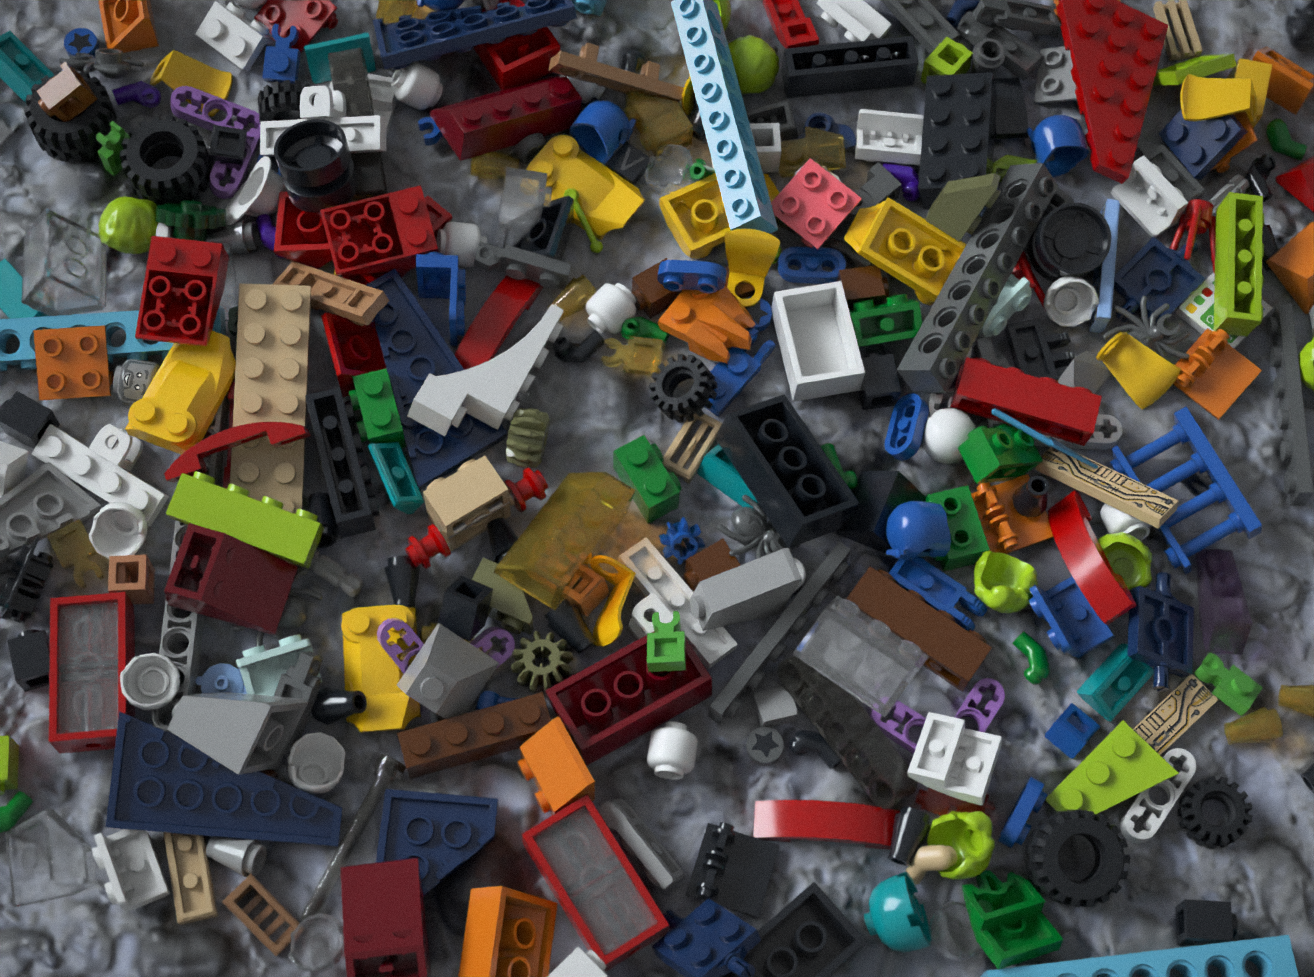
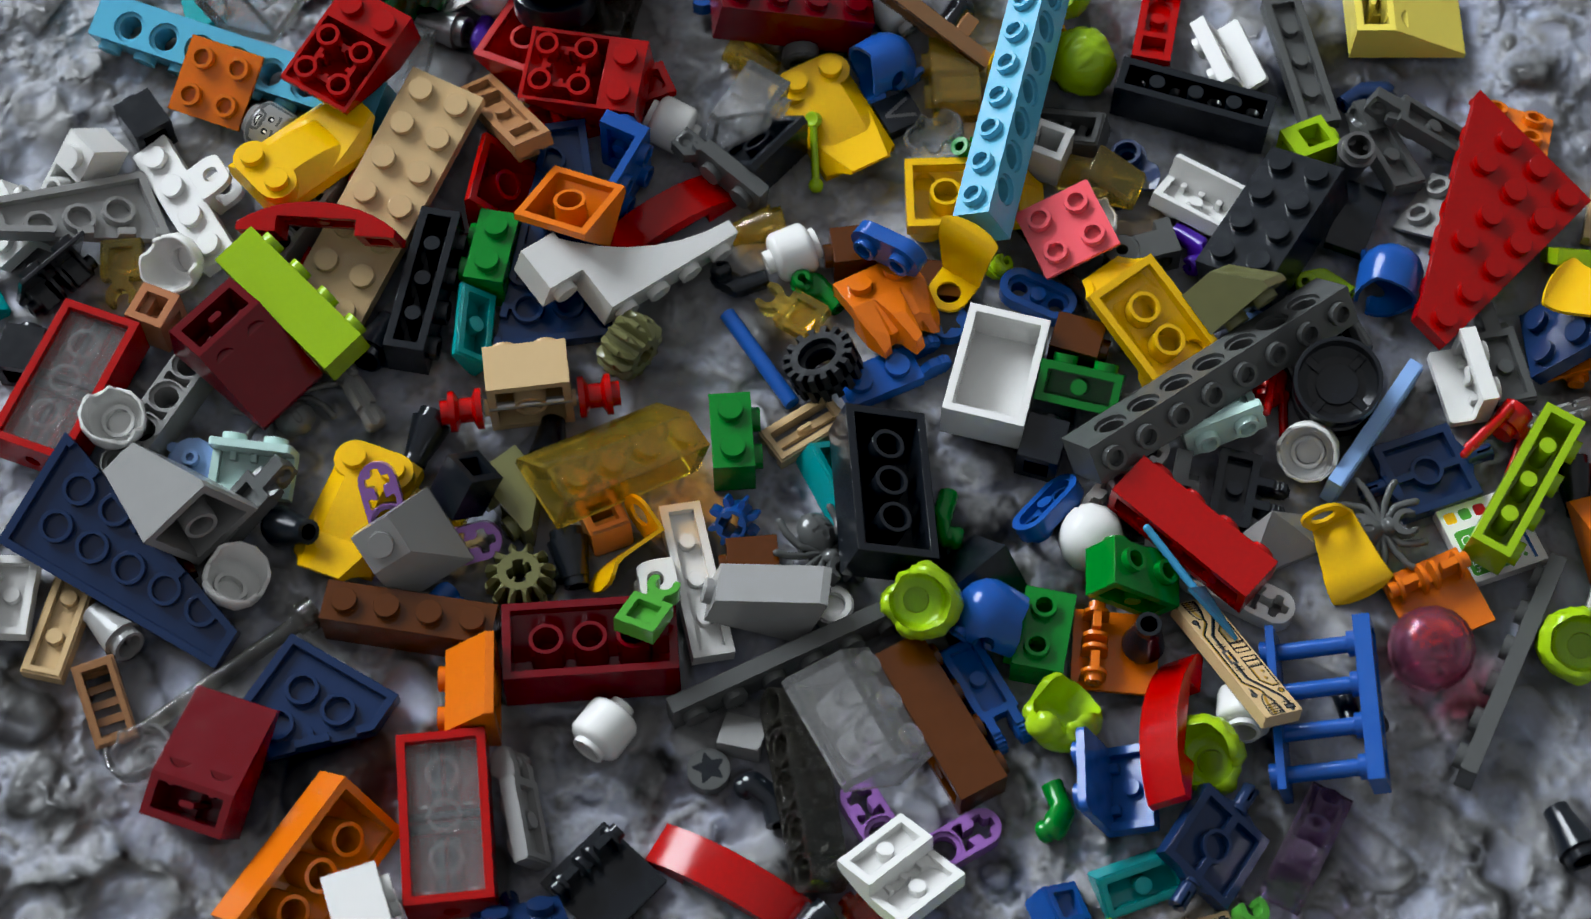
camera: 30 degrees right, 5 degrees down
(431, 344) = (574, 205): none -> orange slope
(627, 403) = (759, 358): none -> blue bar
(866, 543) = (922, 602): none -> lime hair
(1230, 411) = (1431, 648): none -> clear pink cylinder

